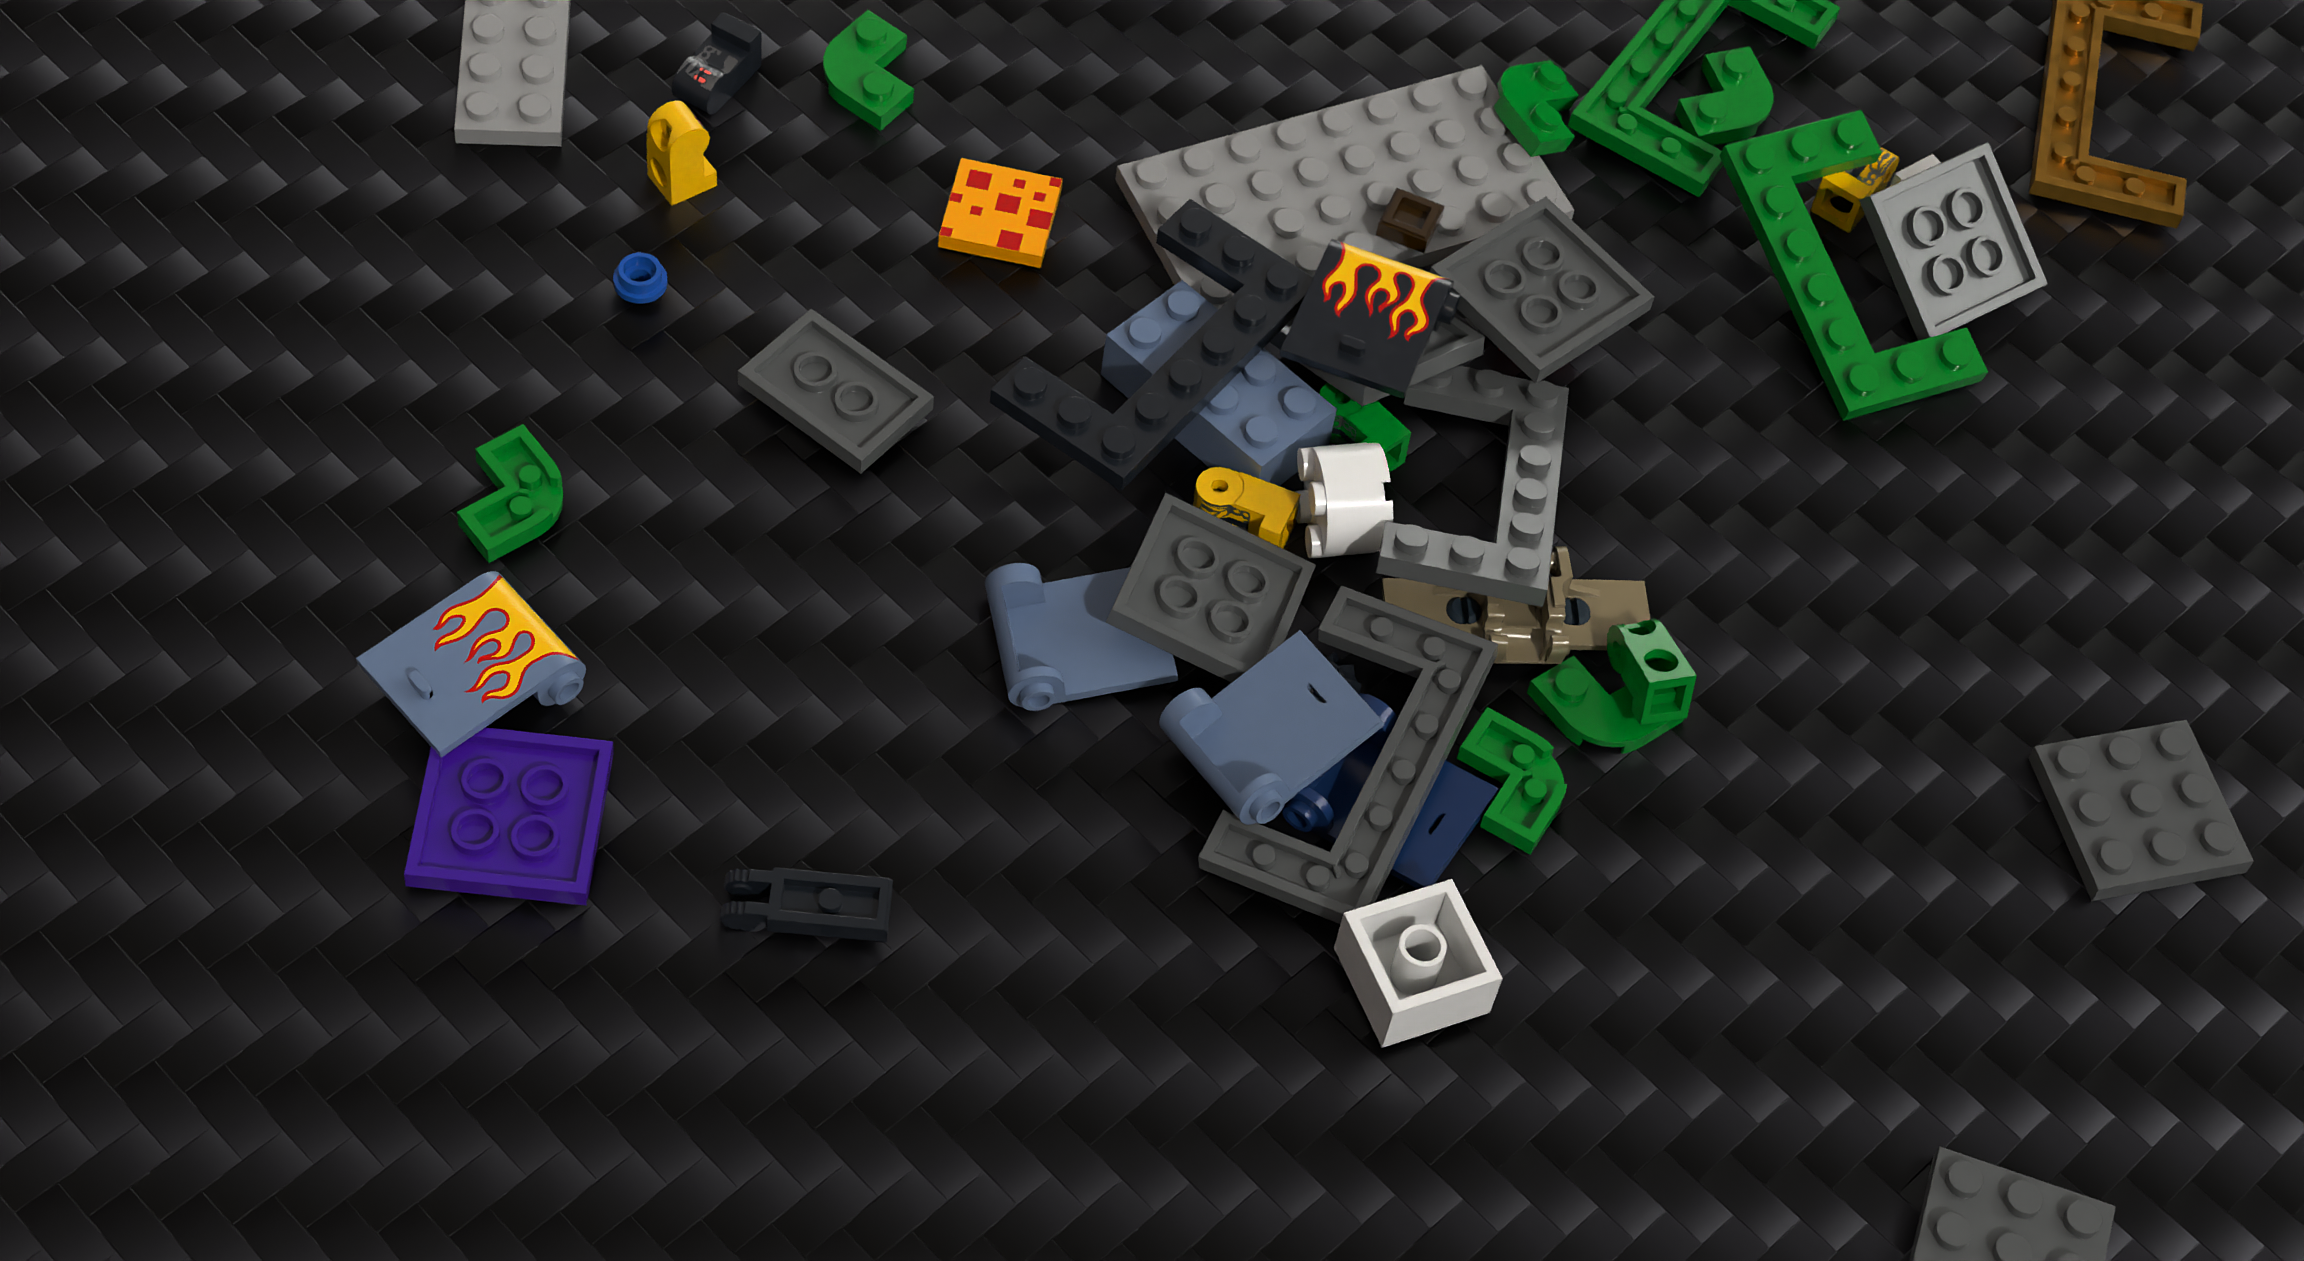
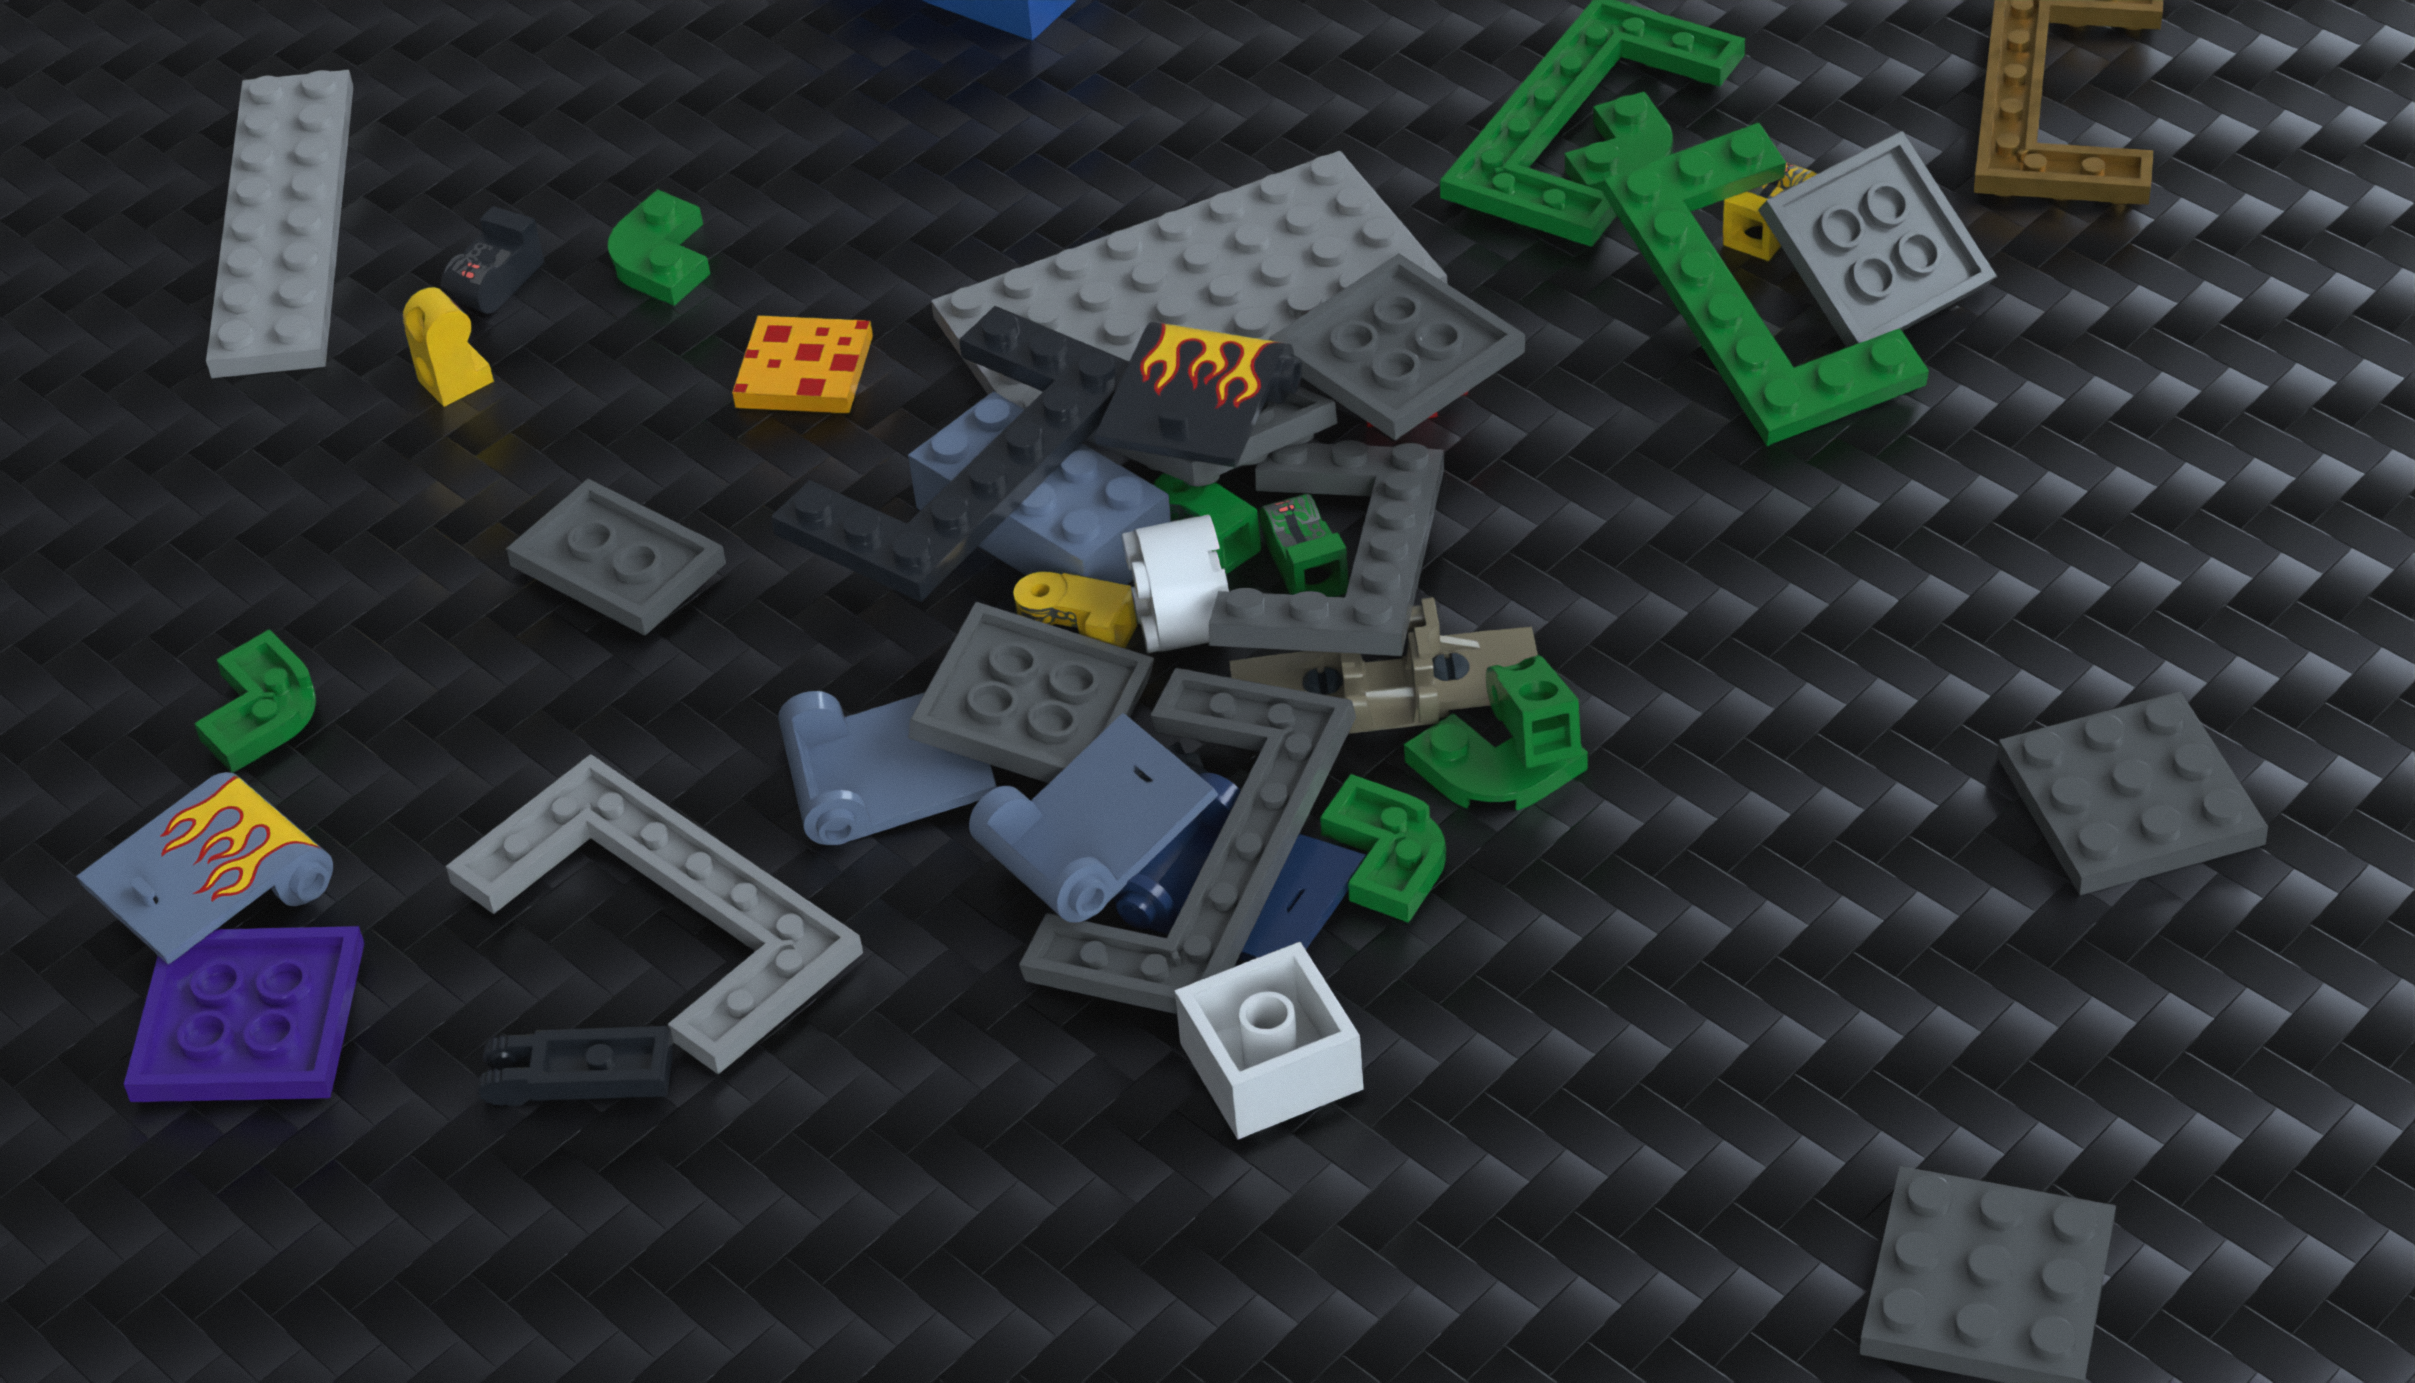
camera: 10 degrees right, 10 degrees down
(637, 268) = (404, 476): blue plate -> none
(1001, 805) = (793, 939): none -> light grey plate
(1410, 220) = (1255, 305): dark brown tile -> none
(1447, 472) = (1303, 541): none -> green leg
(1530, 106) = (1395, 178): green plate -> none

